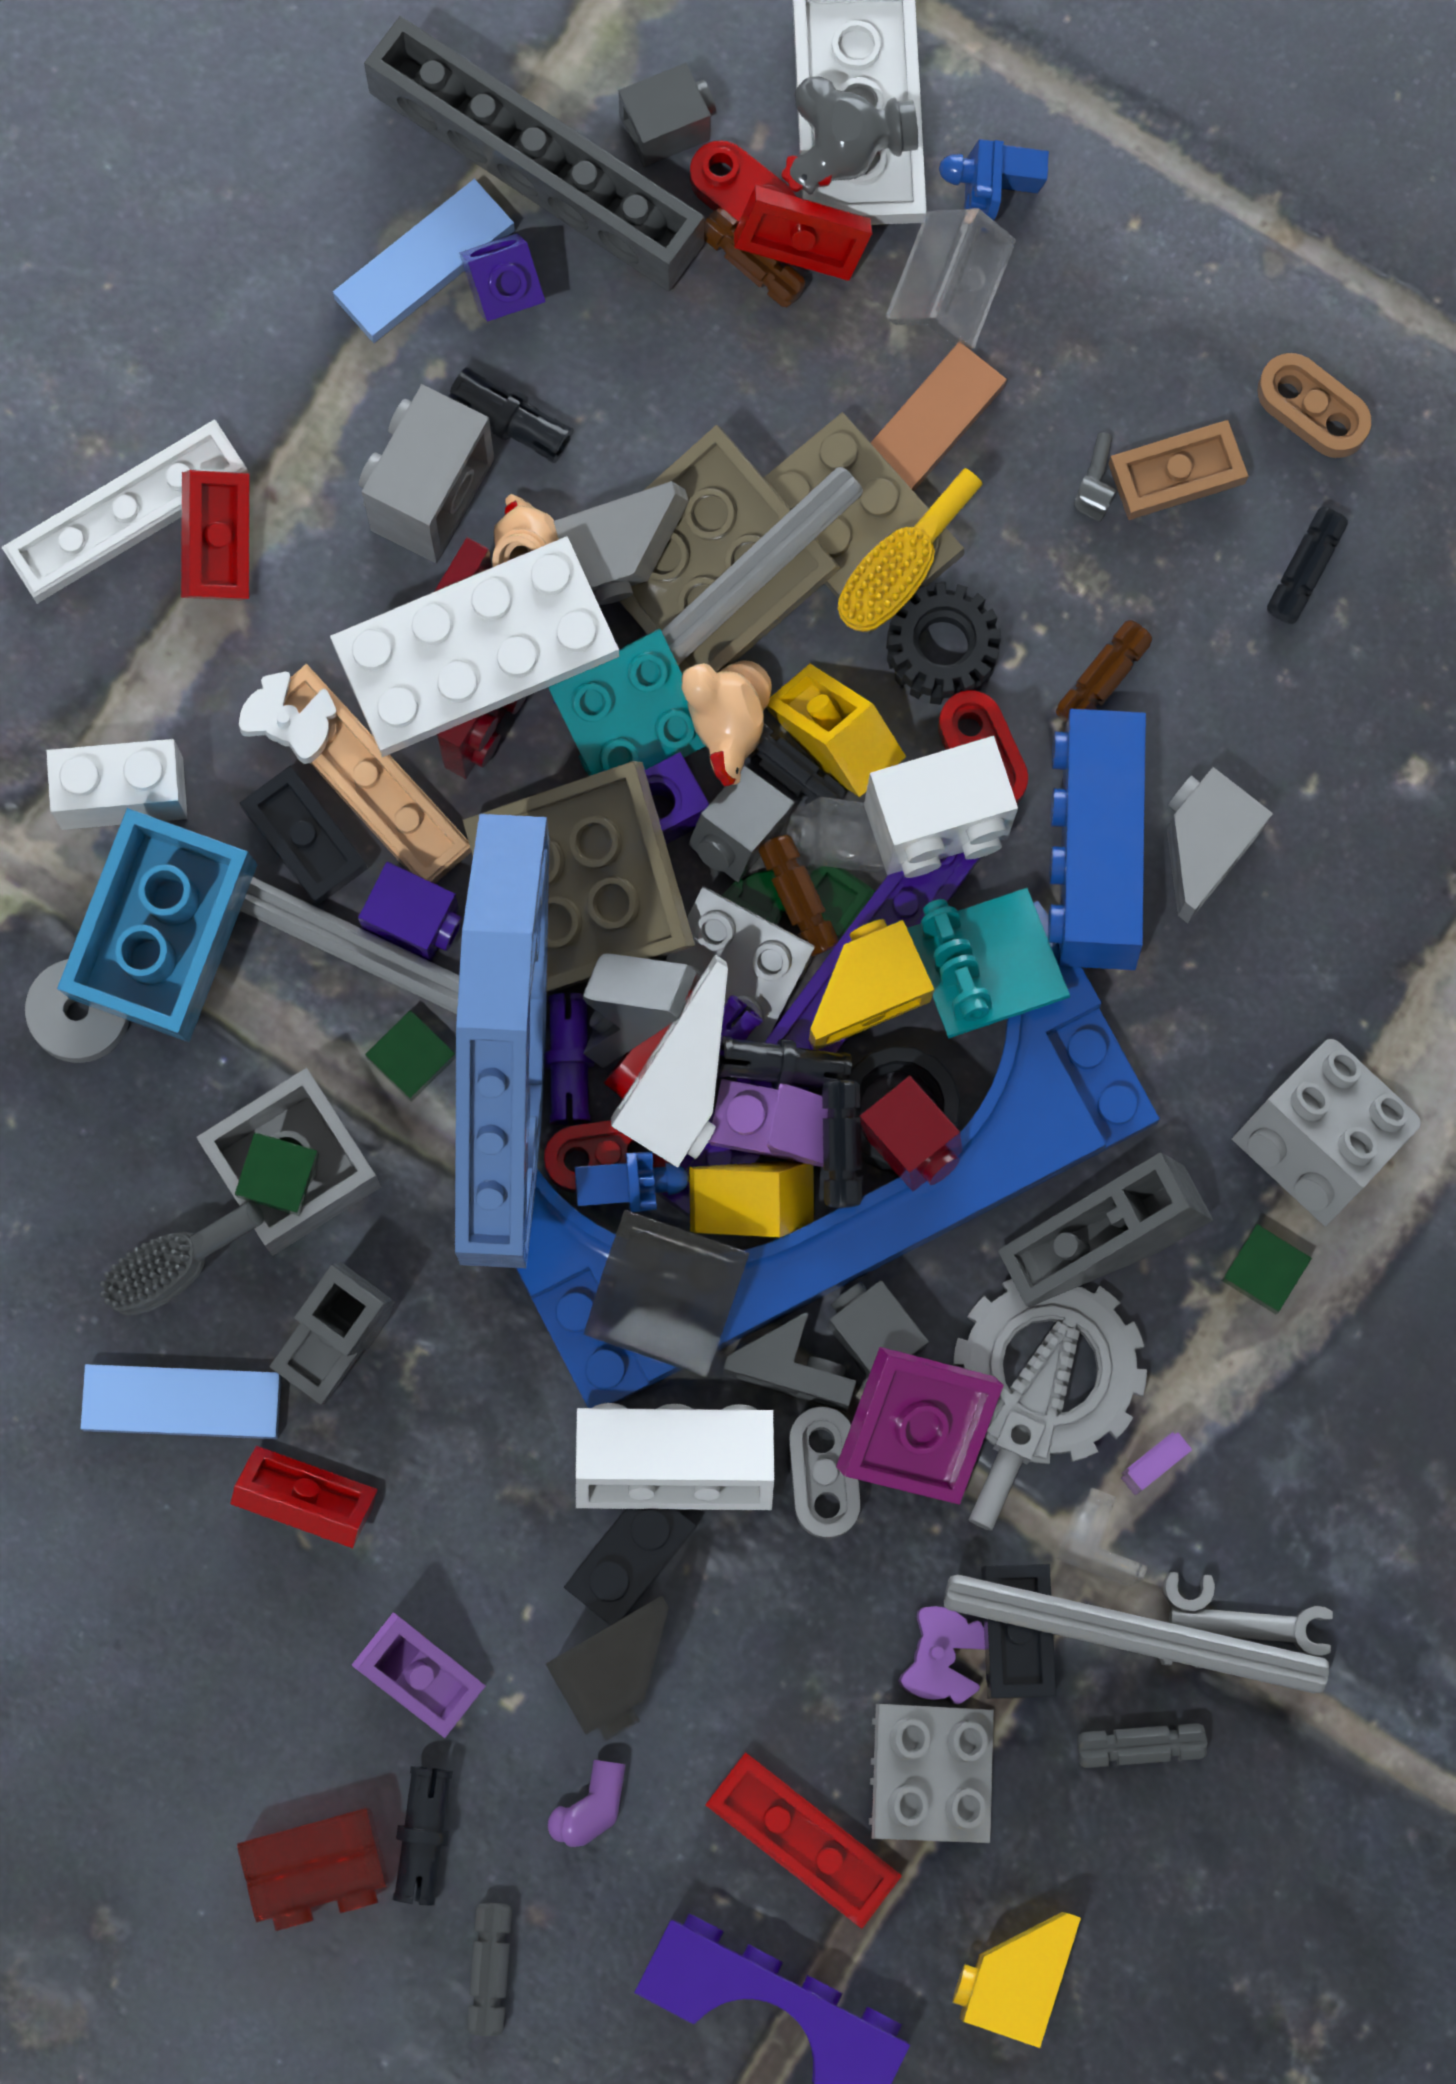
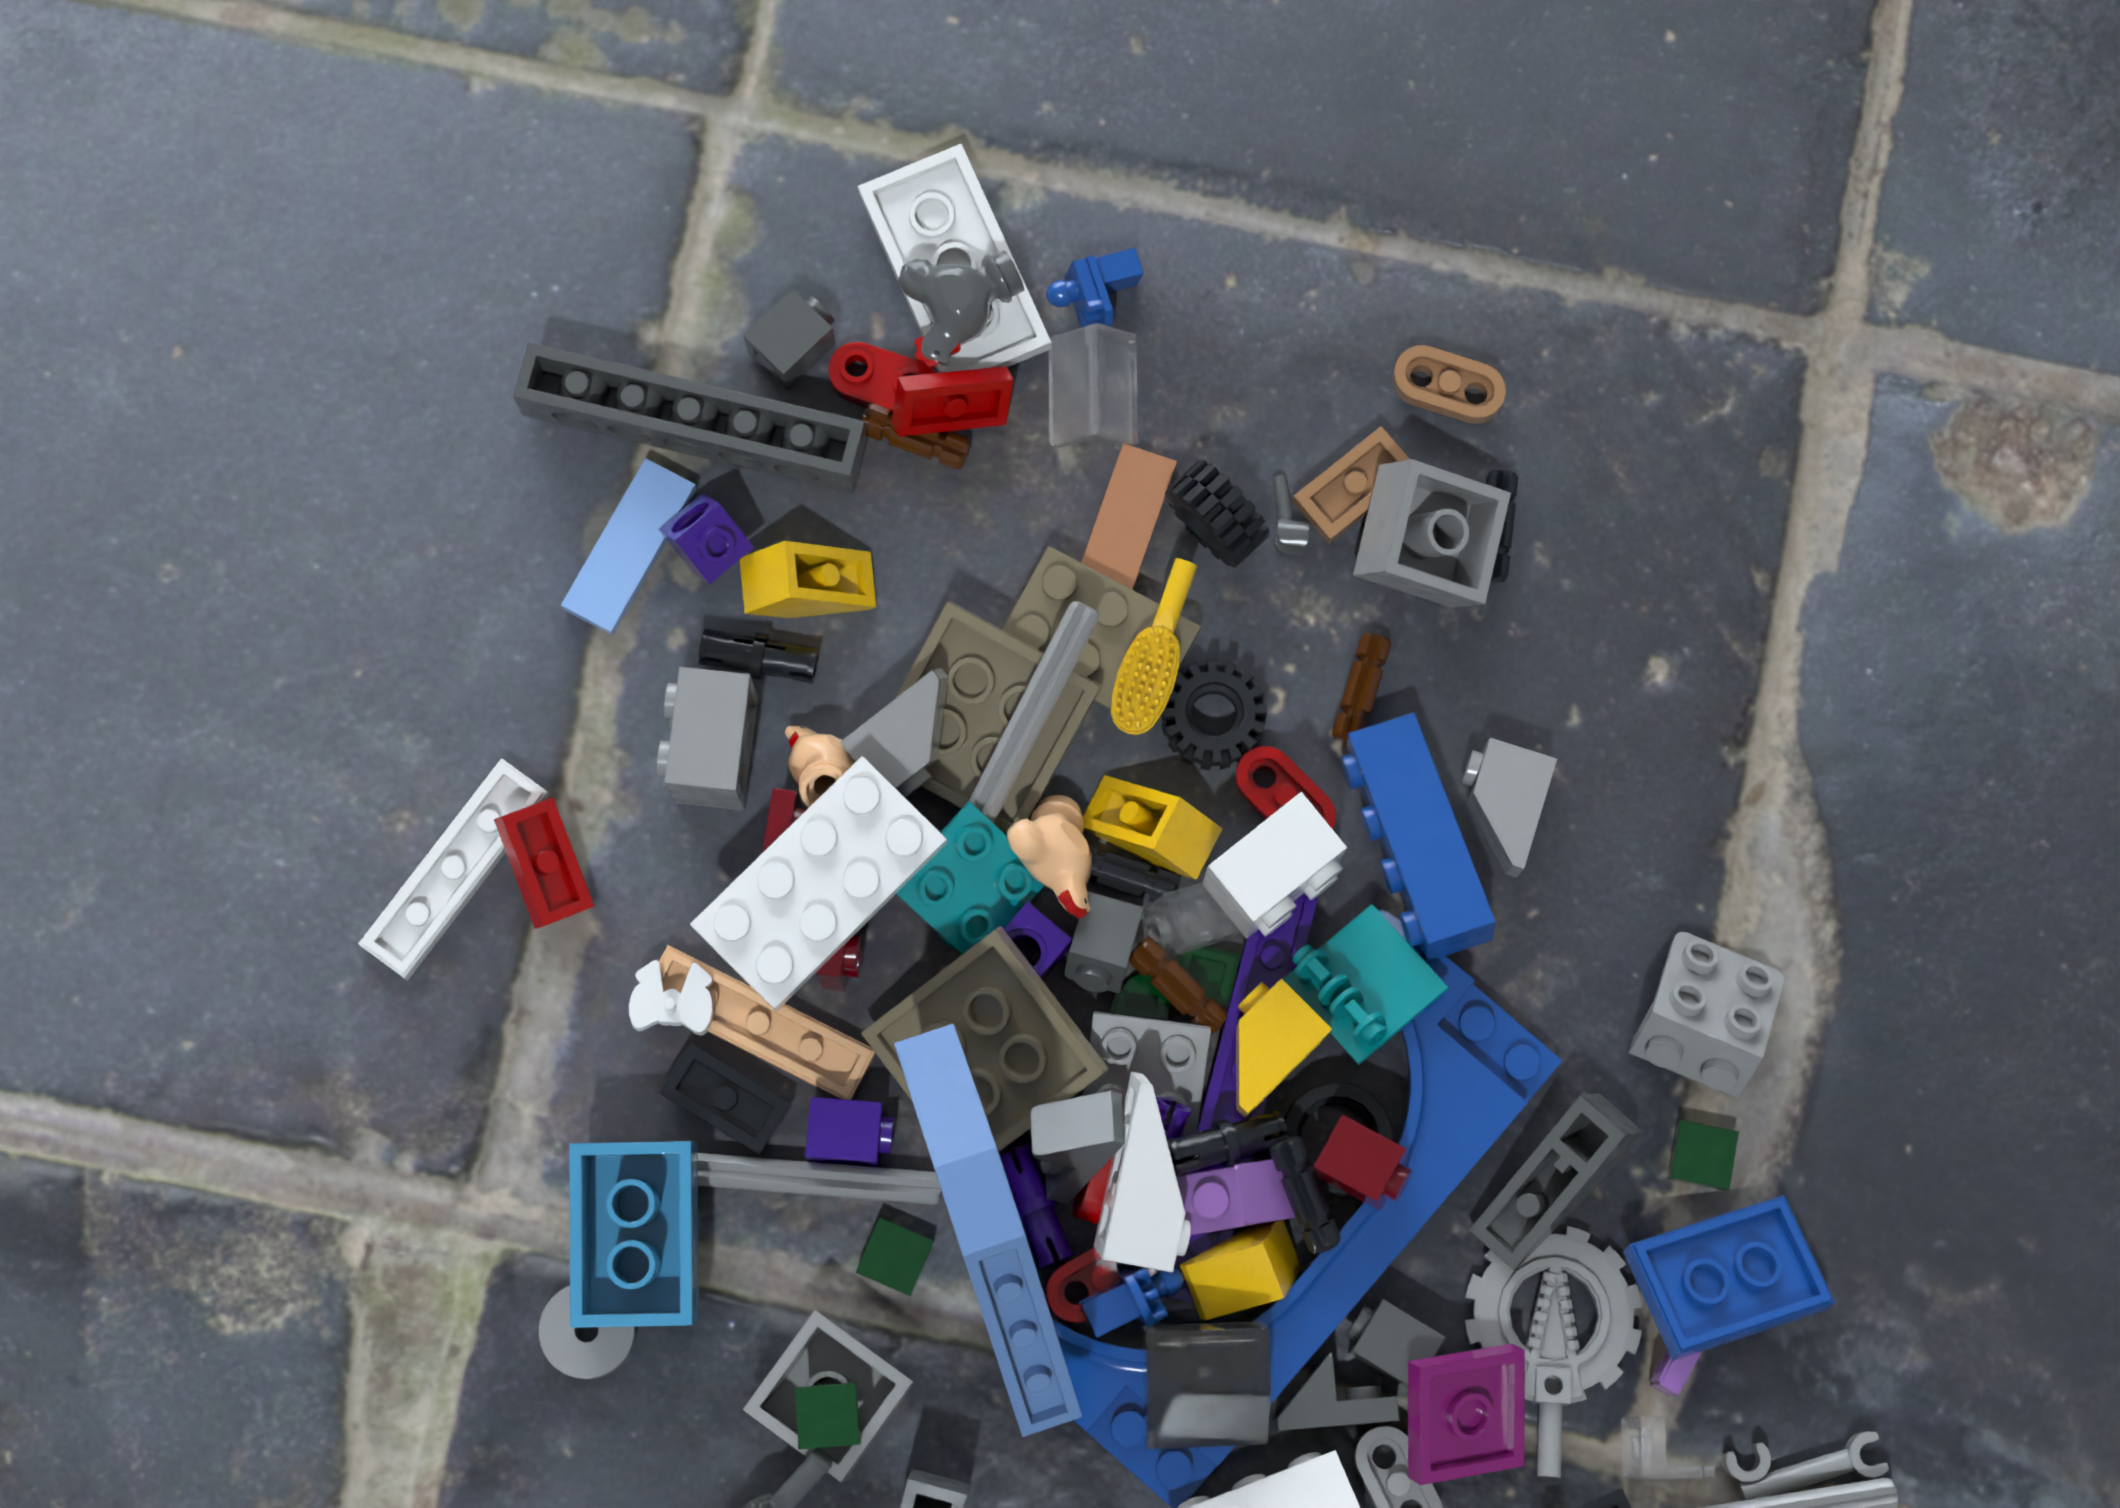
camera: 20 degrees left, 0 degrees up
(101, 781) = (544, 1118): white brick -> none
(586, 357) = (806, 580): none -> yellow slope
(1025, 442) = (1217, 513): none -> black tyre
(1235, 542) = (1432, 533): none -> light grey brick
(1241, 1395) = (1728, 1277): none -> blue tile

